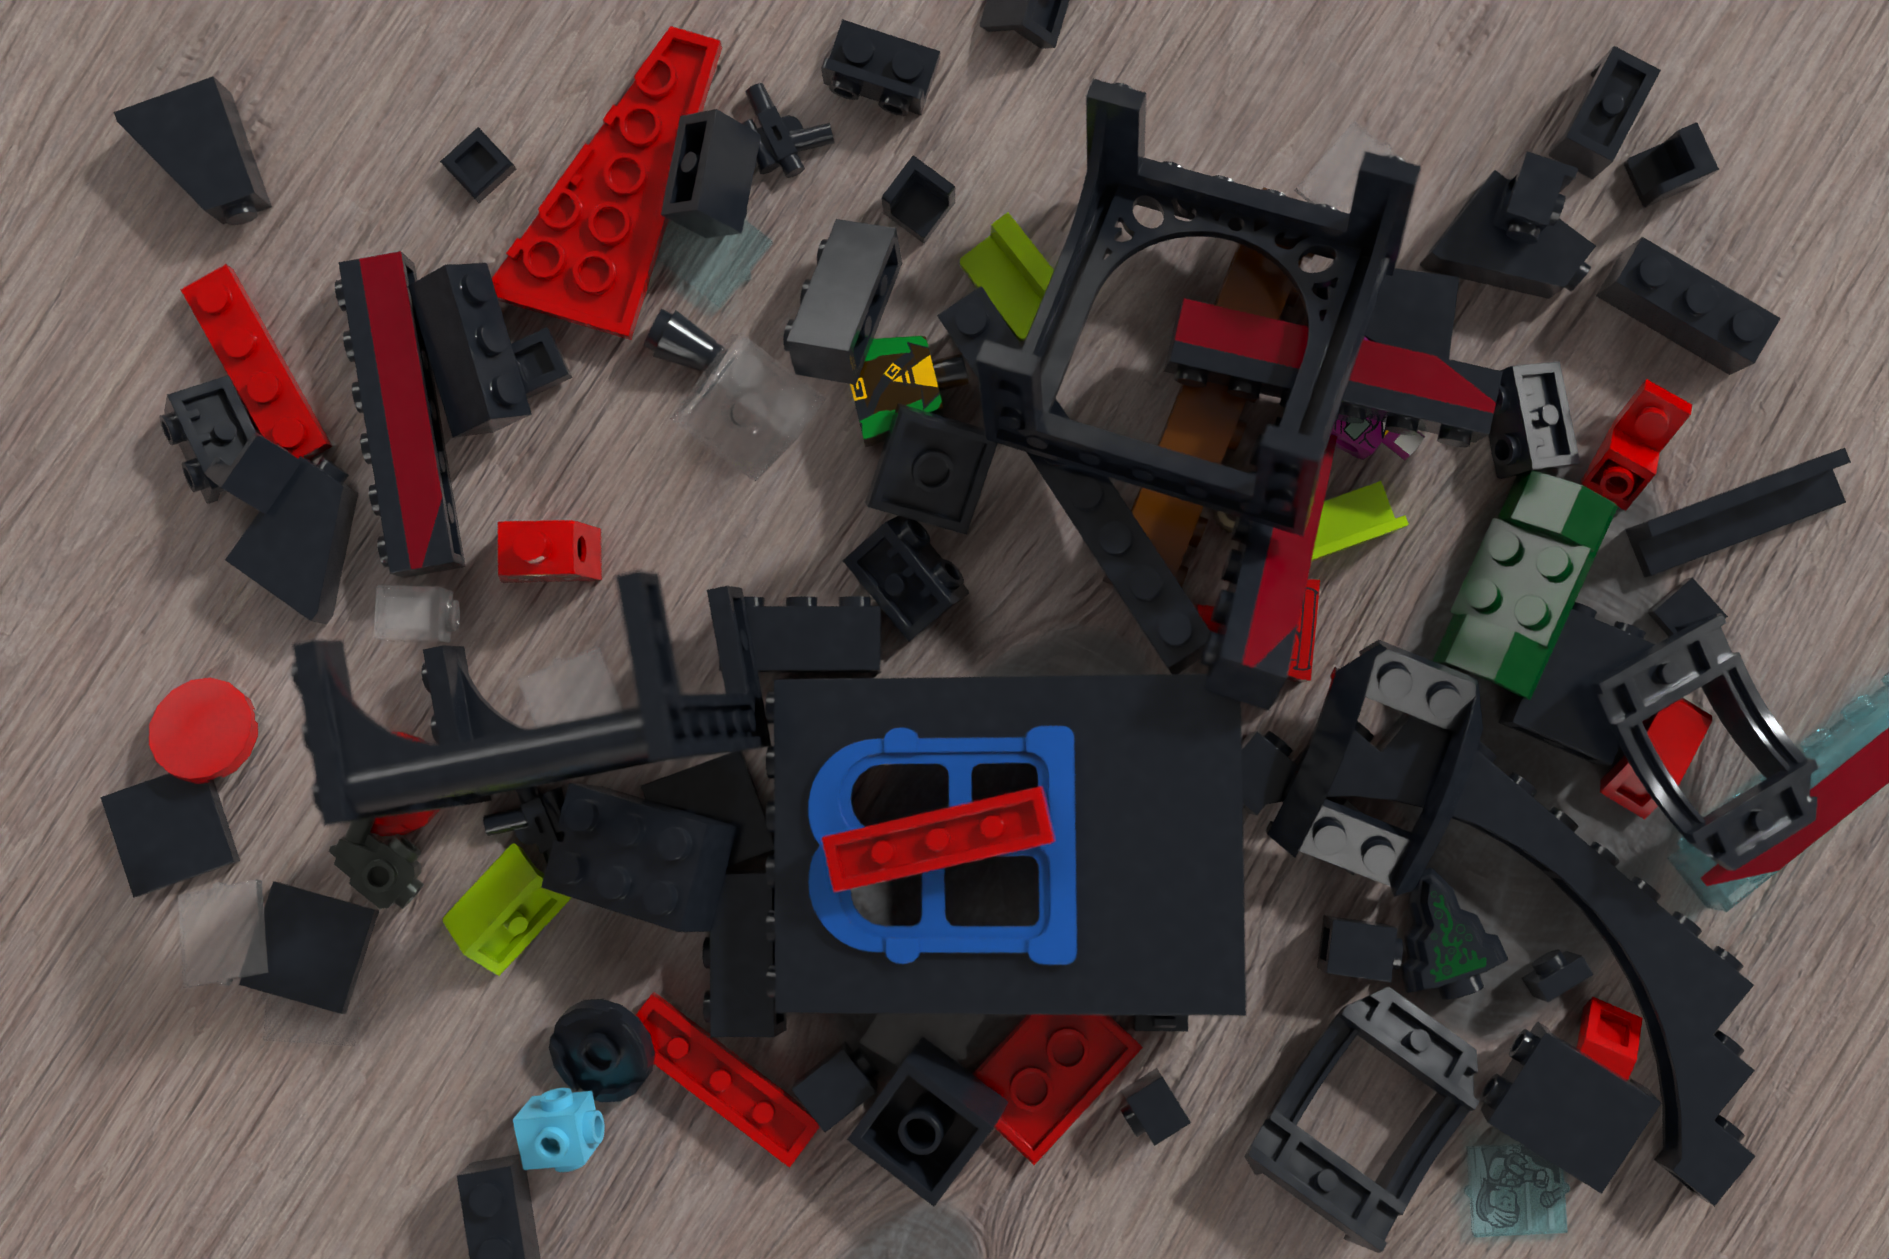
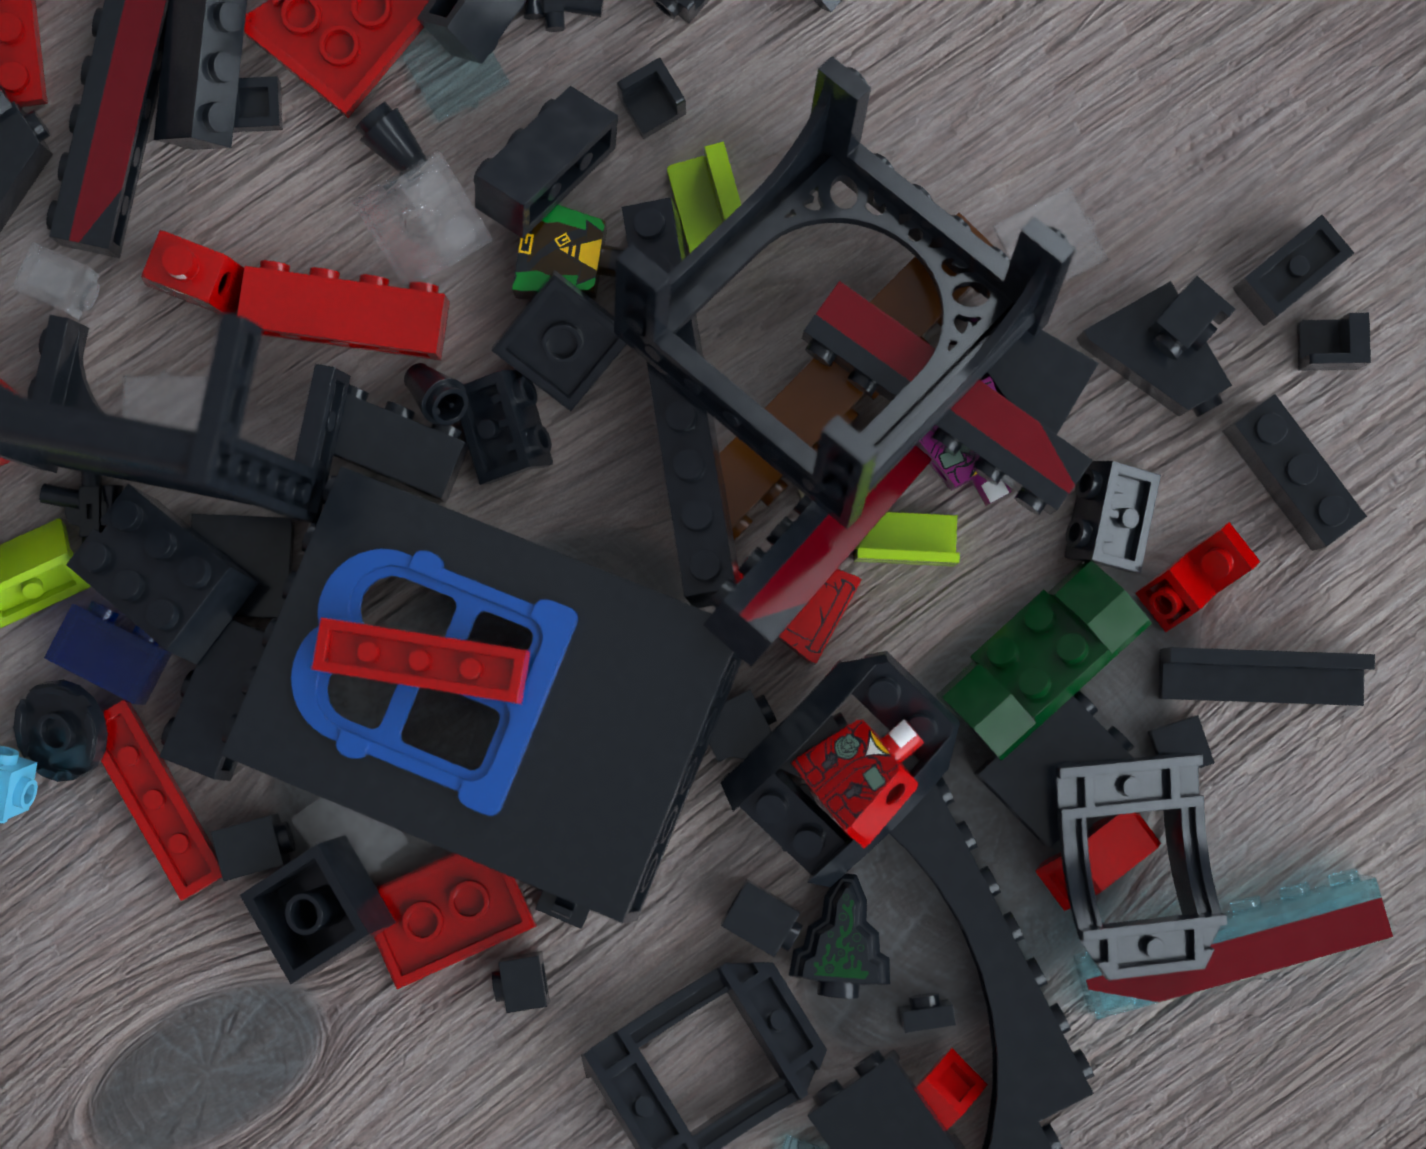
camera: 20 degrees right, 0 degrees up
(616, 955) = (108, 652): none -> clear blue brick
(707, 528) = (345, 311): none -> red brick
(832, 571) = (436, 394): none -> black cone
(1410, 771) = (862, 776): none -> red torso

